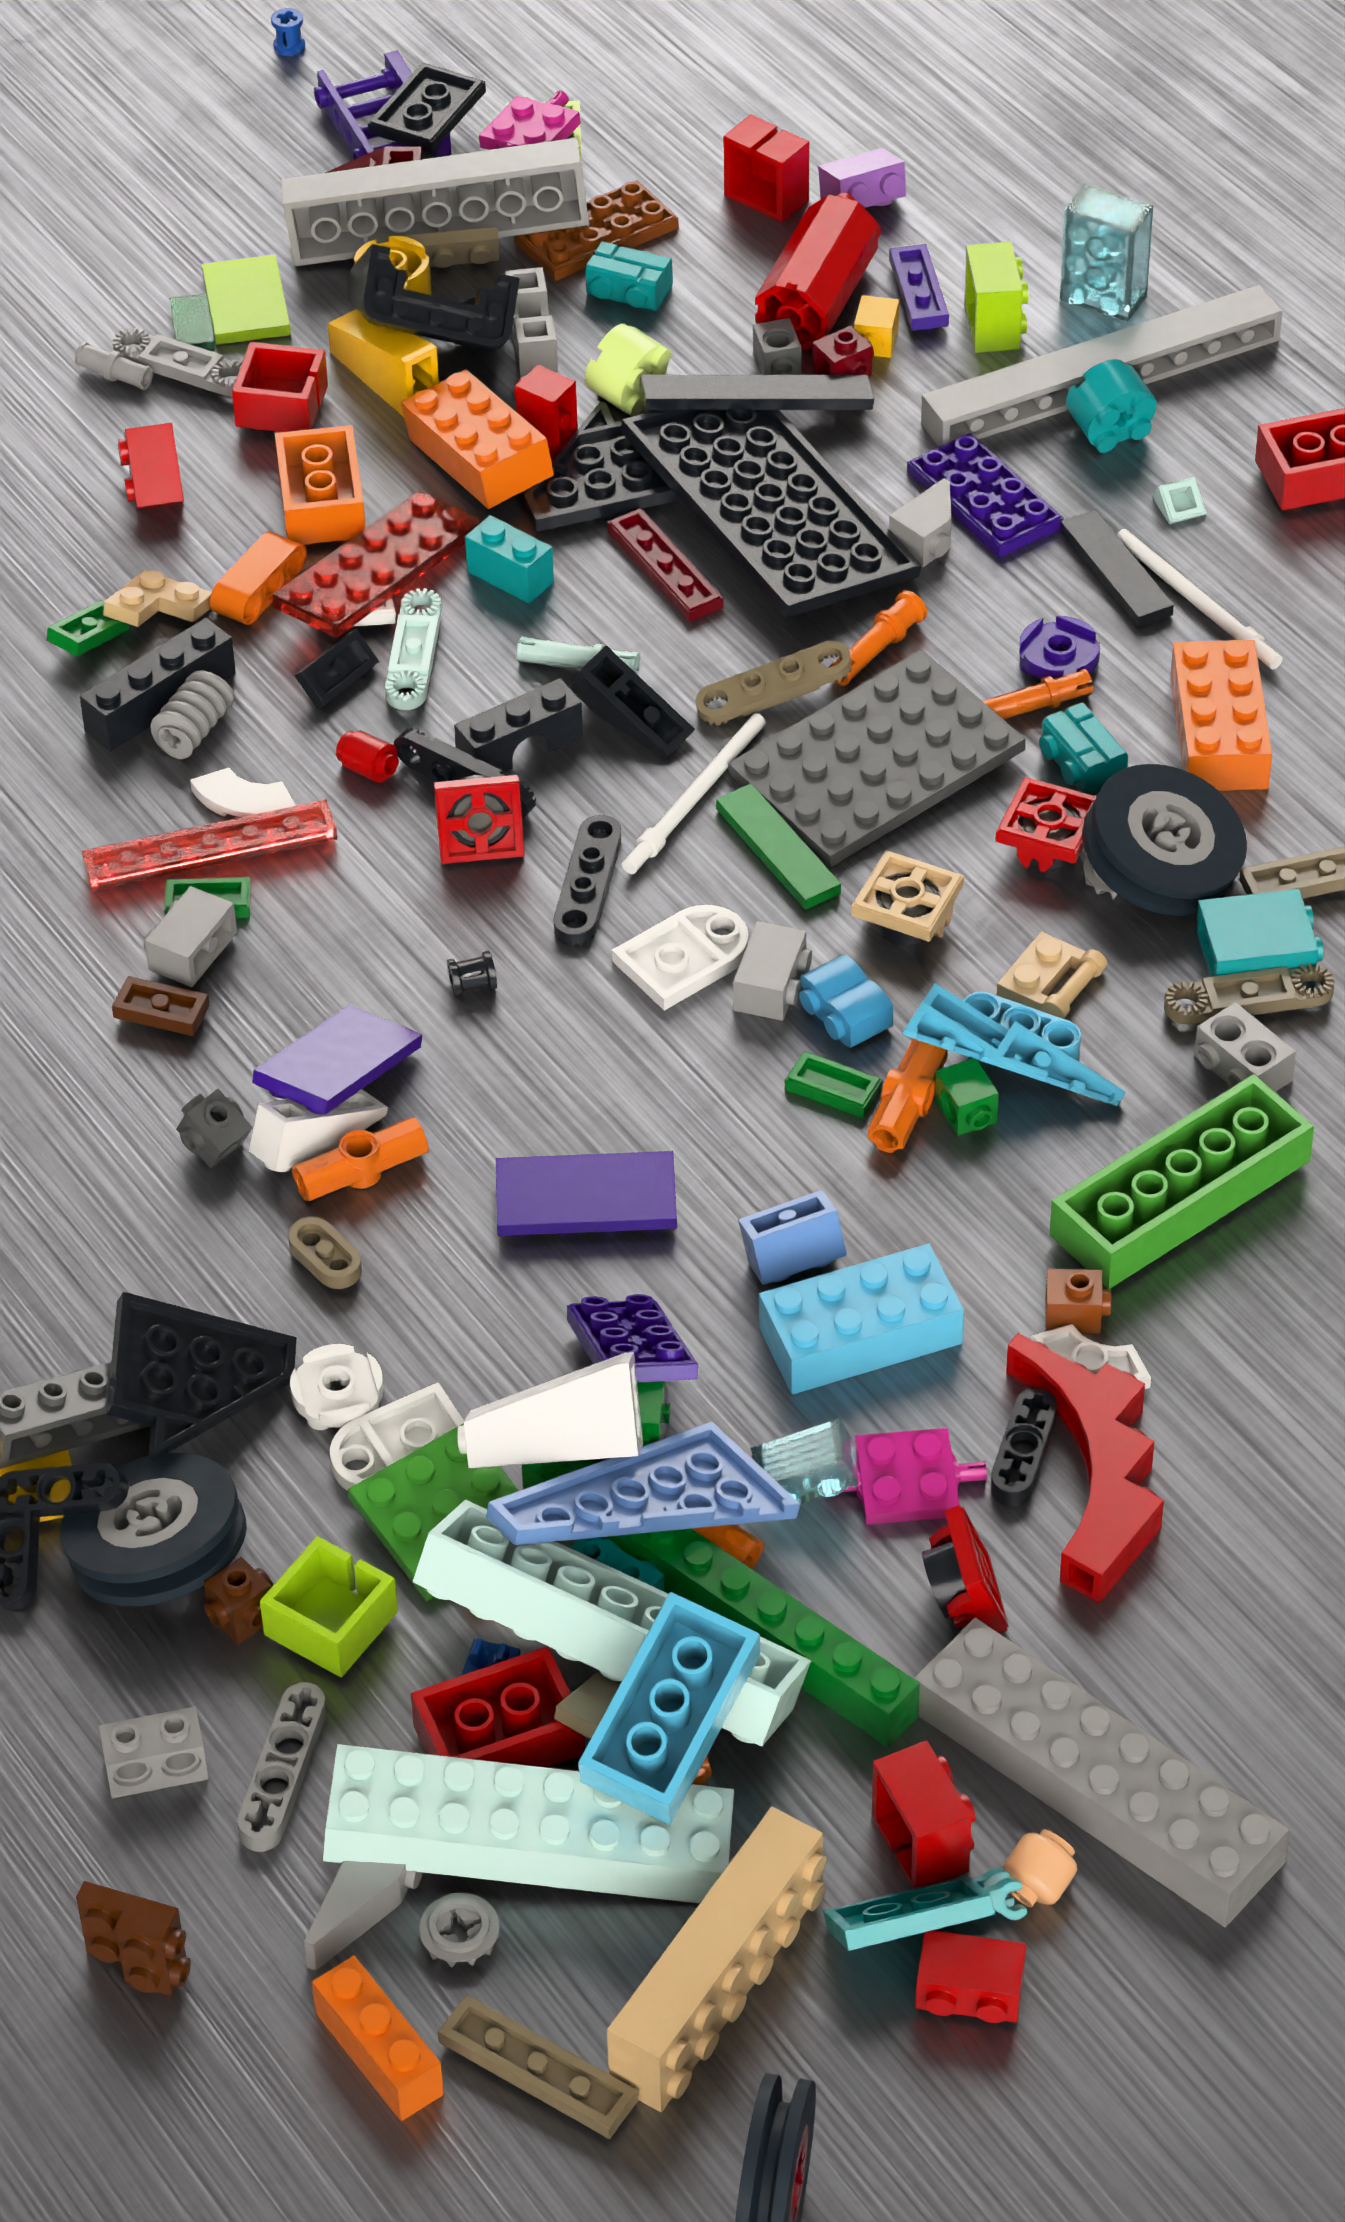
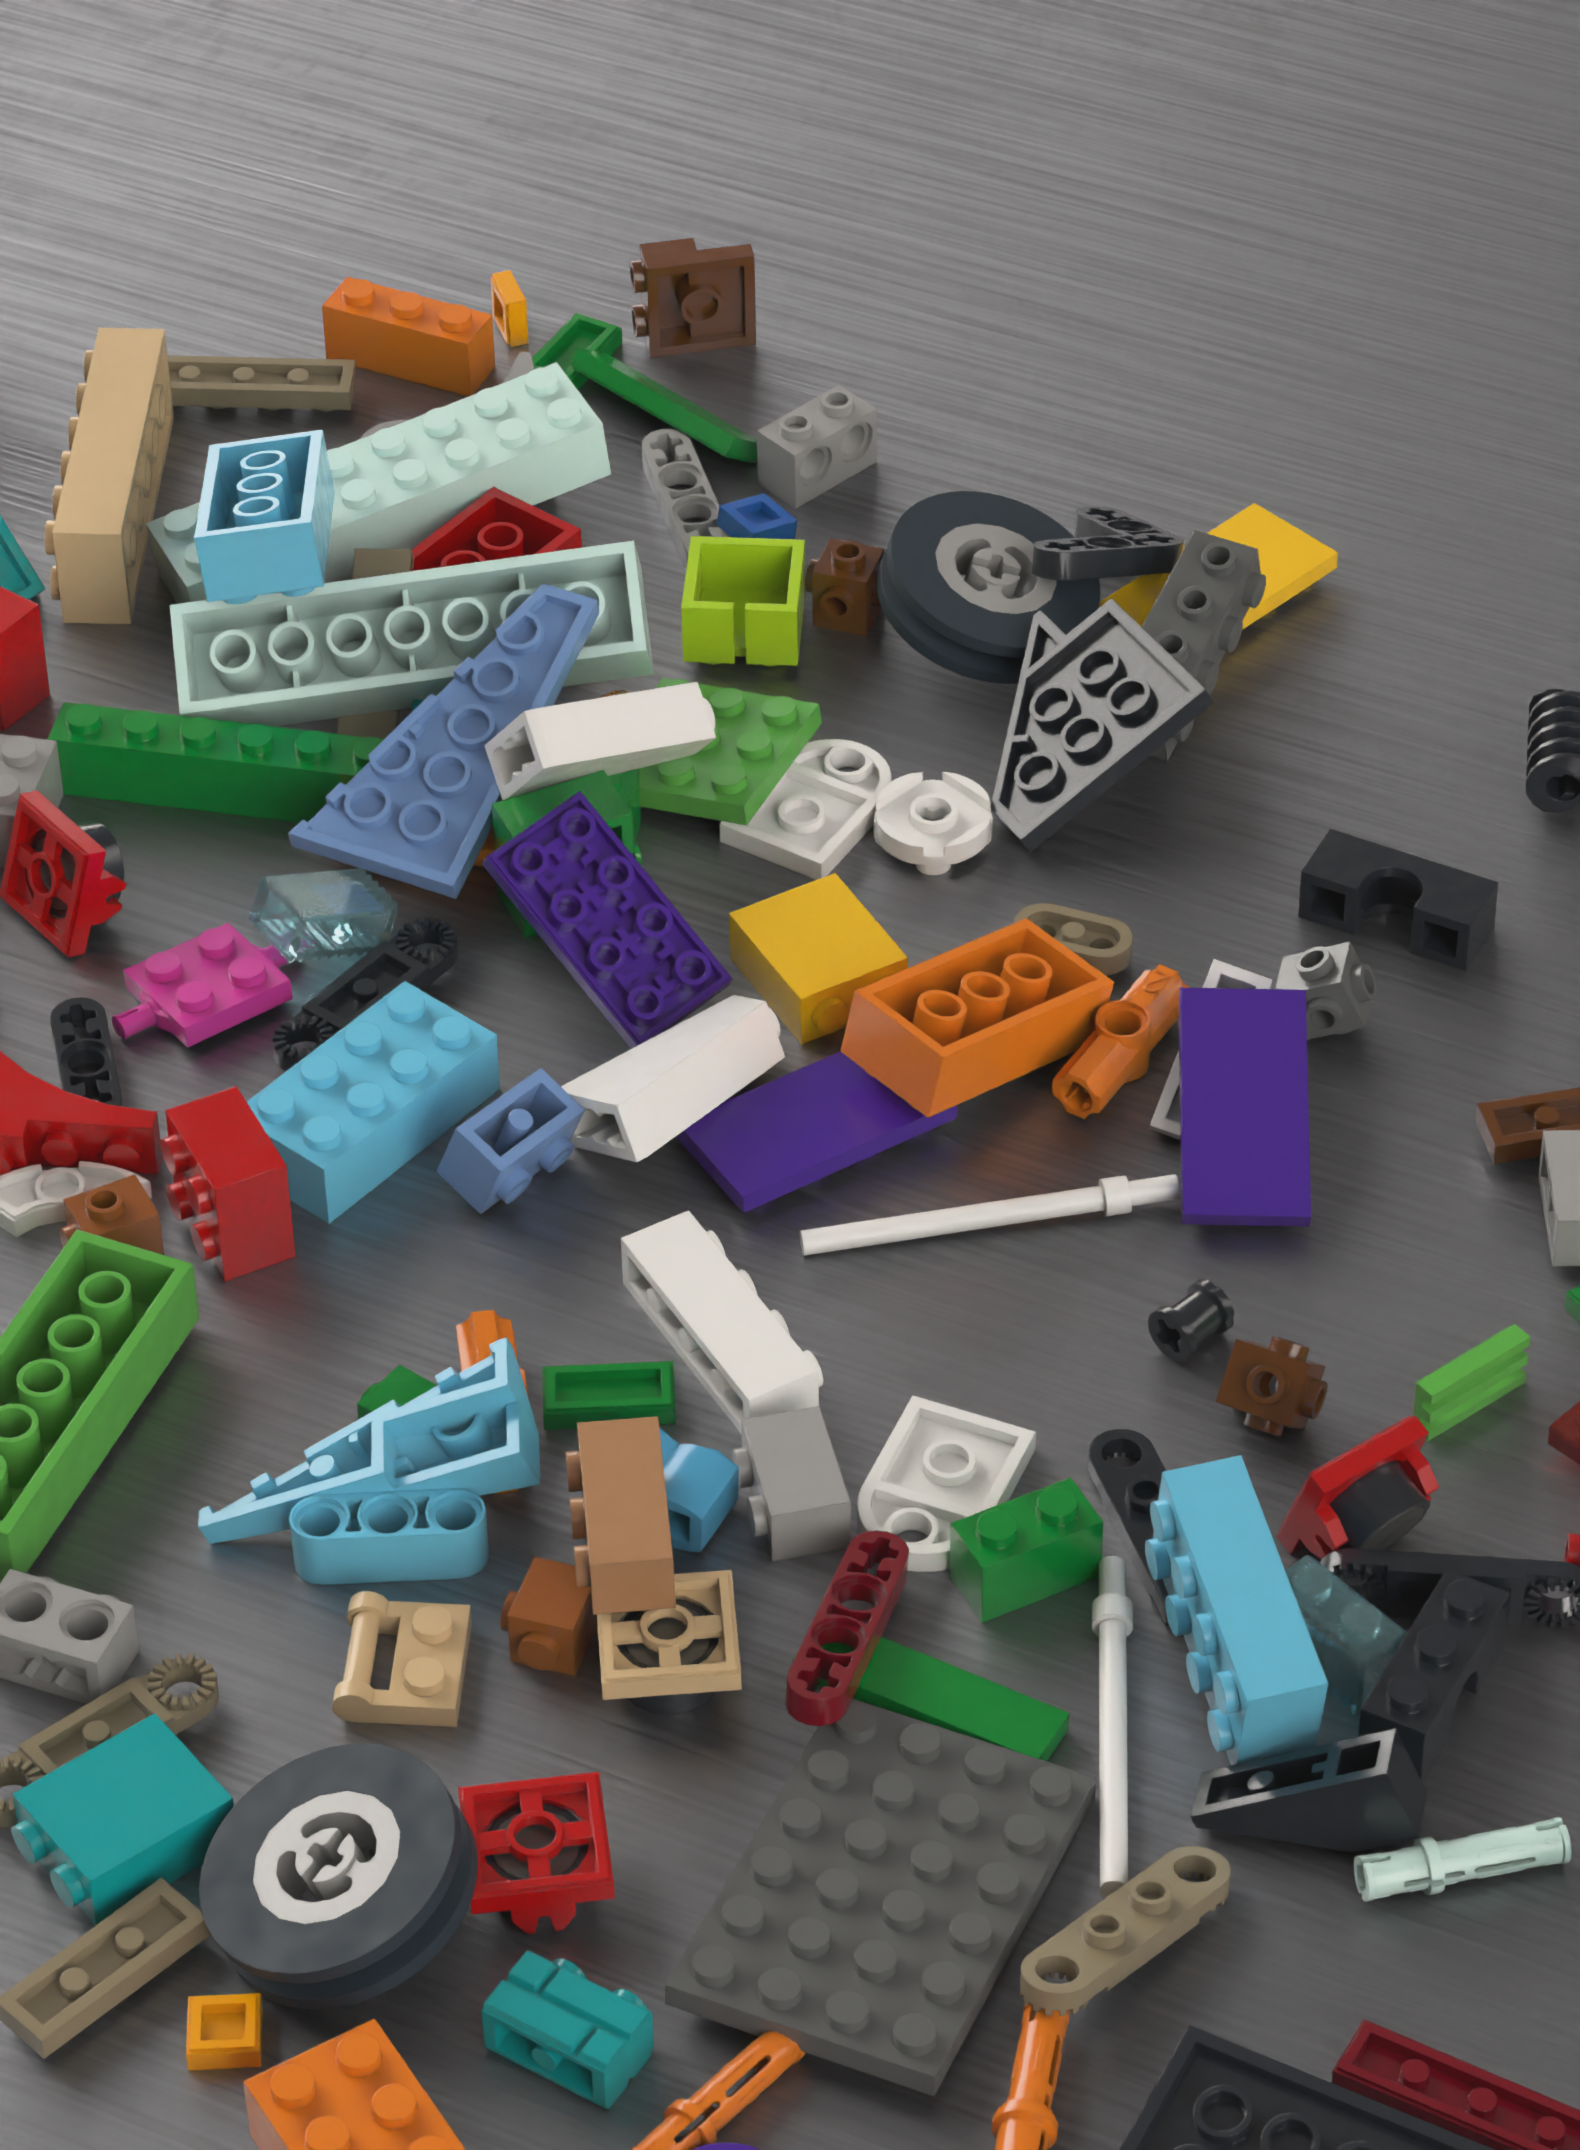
camera: 150 degrees right, 5 degrees down
(115, 1210) = (1359, 878): none -> black arch
(226, 1867) = (666, 405): none -> green tile
(252, 1982) = (582, 333): none -> green tile
(260, 1688) = (756, 518): none -> blue tile
(272, 2039) = (509, 308): none -> light orange tile
(352, 872) = (1471, 1381): none -> bright green tile
(449, 1076) = (1112, 1196): none -> white bar
(449, 1175) = (975, 1017): none -> orange brick
(466, 905) = (1252, 1381): none -> reddish brown brick
(498, 1304) = (811, 954): none -> yellow brick
(550, 771) = (1346, 1630): none -> clear light blue brick
(606, 765) = (1235, 1612): none -> medium azure brick
(667, 1236) = (674, 1078): none -> white slope
(673, 877) = (1025, 1549): none -> green brick
(745, 1081) = (718, 1321): none -> white brick
(798, 868) = (846, 1626): none -> dark red beam
(812, 1407) = (366, 984): none -> black plate
(897, 932) = (621, 1516): none -> medium nougat brick
(956, 952) = (549, 1618): none -> dark orange brick
(993, 1270) = (228, 1184): none -> red brick
(1261, 831) = (224, 2031): none -> light orange tile

